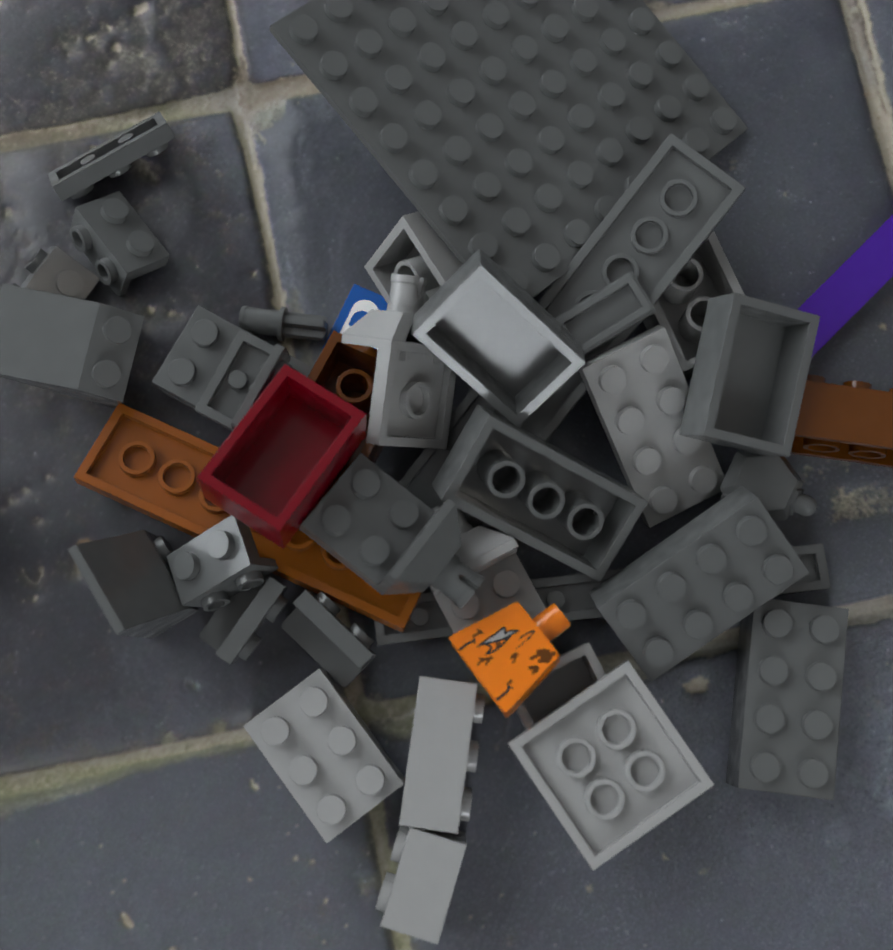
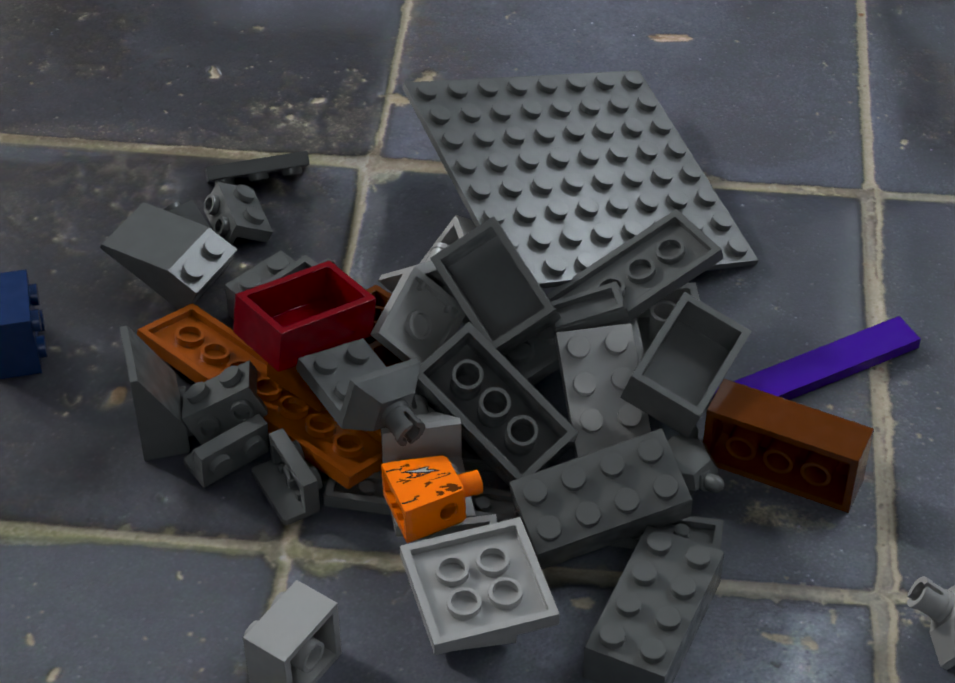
camera: 15 degrees right, 35 degrees down
(325, 754) = (247, 551): light grey piece -> none
(441, 755) = (350, 554): light grey piece -> none

